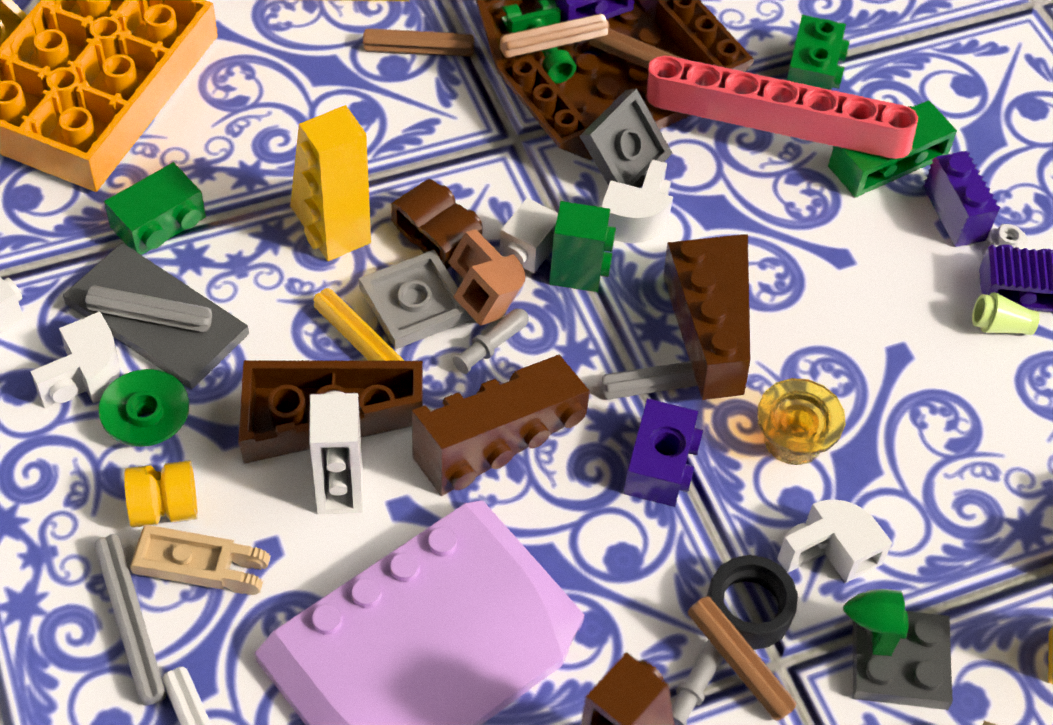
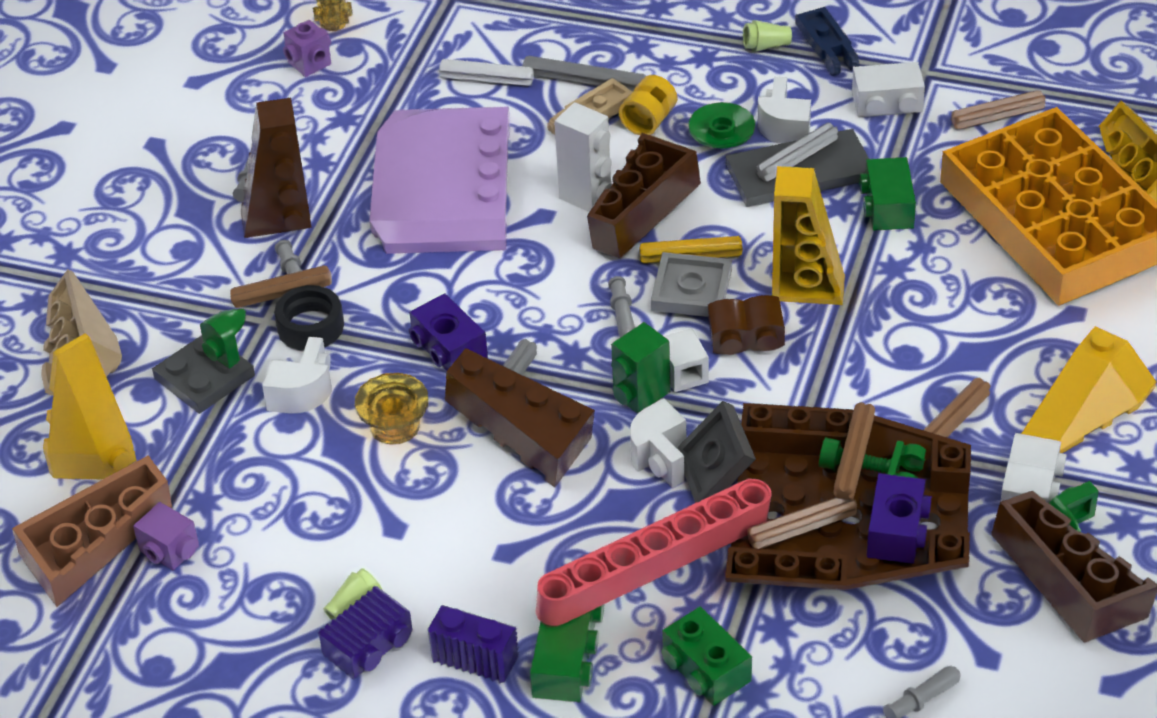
camera: 135 degrees right, 10 degrees down
(488, 278) = (651, 306): nougat brick -> none
(496, 423) = (546, 261): reddish brown wedge -> none
(1008, 235) = (414, 666): white plate -> none

